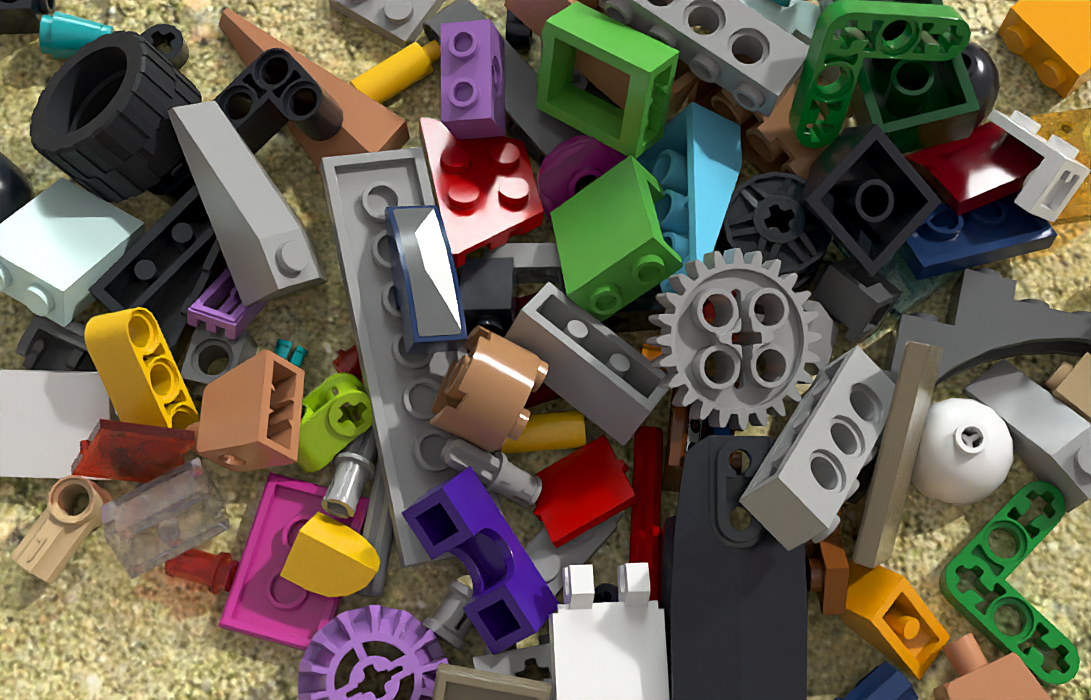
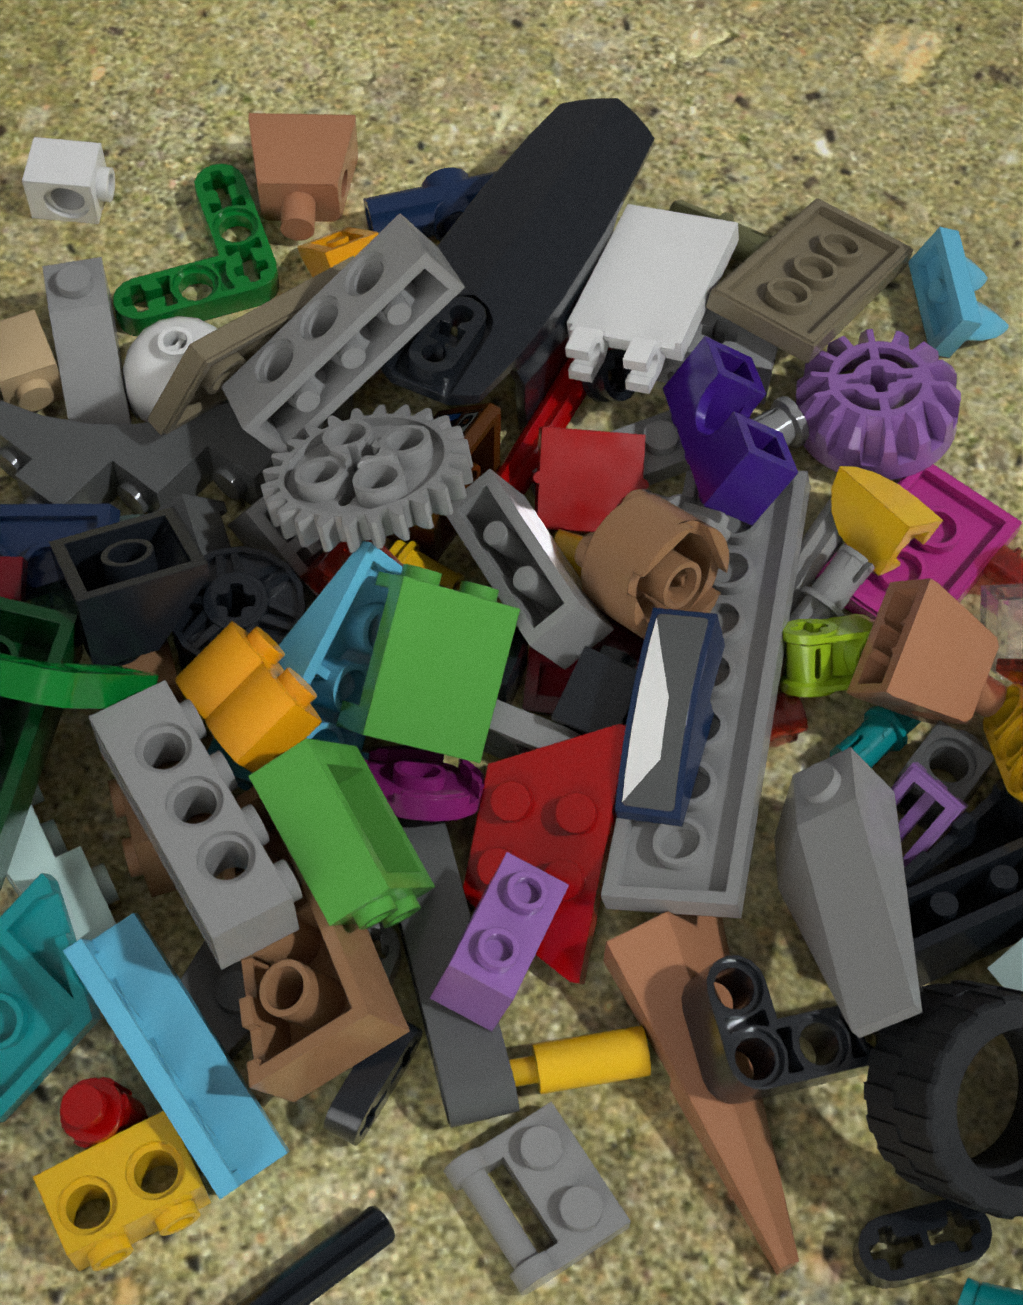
camera: 160 degrees left, 10 degrees down
(721, 133) = (248, 696): none -> light orange brick

